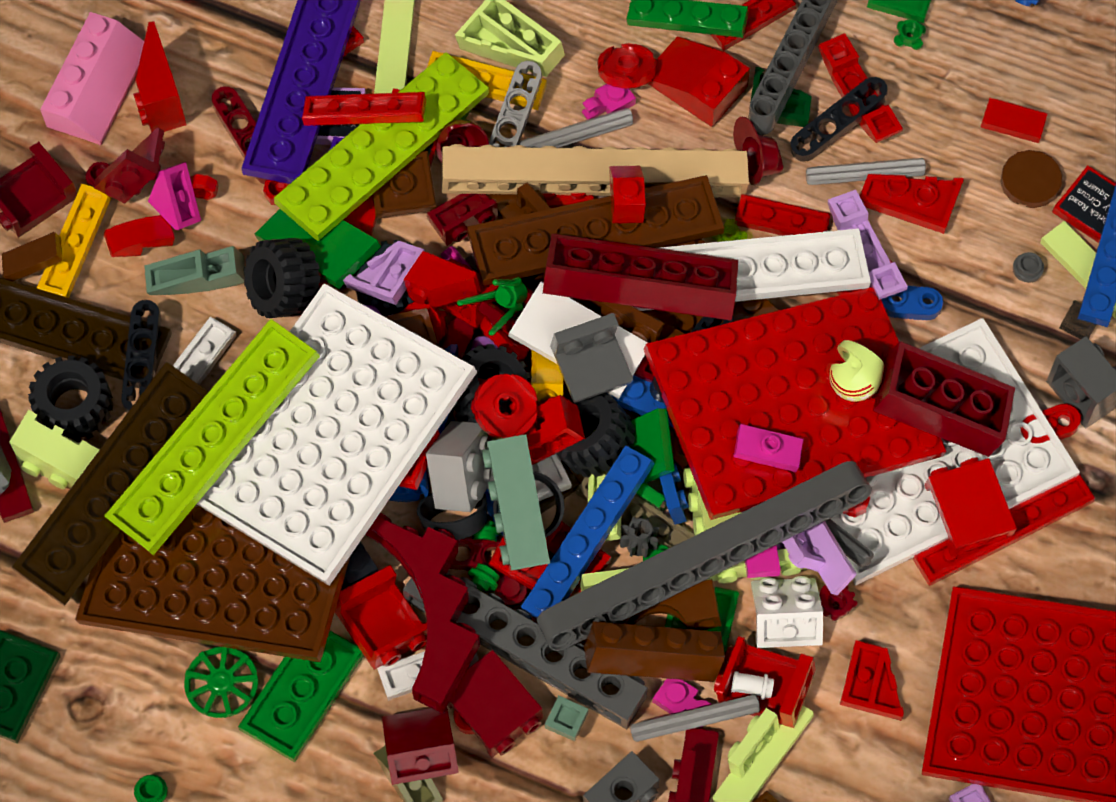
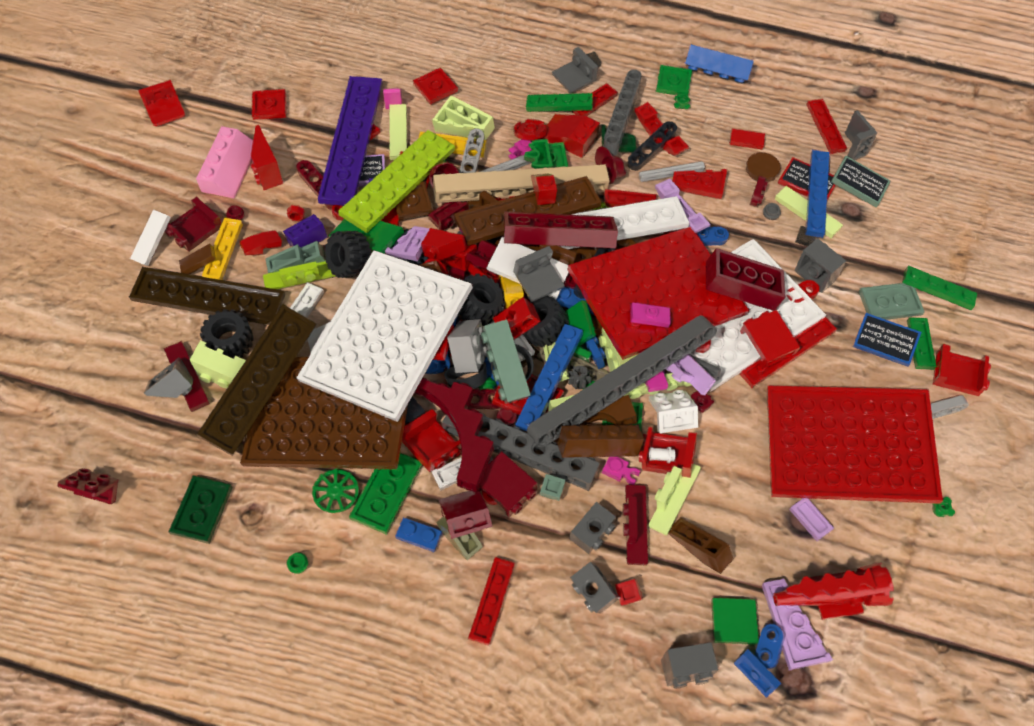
camera: 10 degrees left, 5 degrees down
(132, 169) = (252, 206): dark red bracket -> none
(136, 357) = (271, 307): black beam -> none
(175, 197) = (278, 217): dark pink slope -> none
(199, 301) = (297, 275): none -> lime bracket
(212, 436) = (314, 344): lime plate -> none
(216, 226) = (306, 232): none -> dark purple hinge
(344, 768) = (418, 534): none -> blue plate
(364, 108) = (385, 160): red tile -> none
(484, 578) = (490, 410): green plate -> none
(509, 294) = (483, 248): green plant -> none
(523, 406) = (489, 295): red plate -> none
(648, 121) = (546, 154): none -> green plate
(695, 718) = (630, 478): light grey axle -> none
(859, 374) = (695, 270): yellowish green helmet -> none
(871, 683) = (730, 446): red wing -> none
(1017, 217) = (760, 186): none -> dark red plate

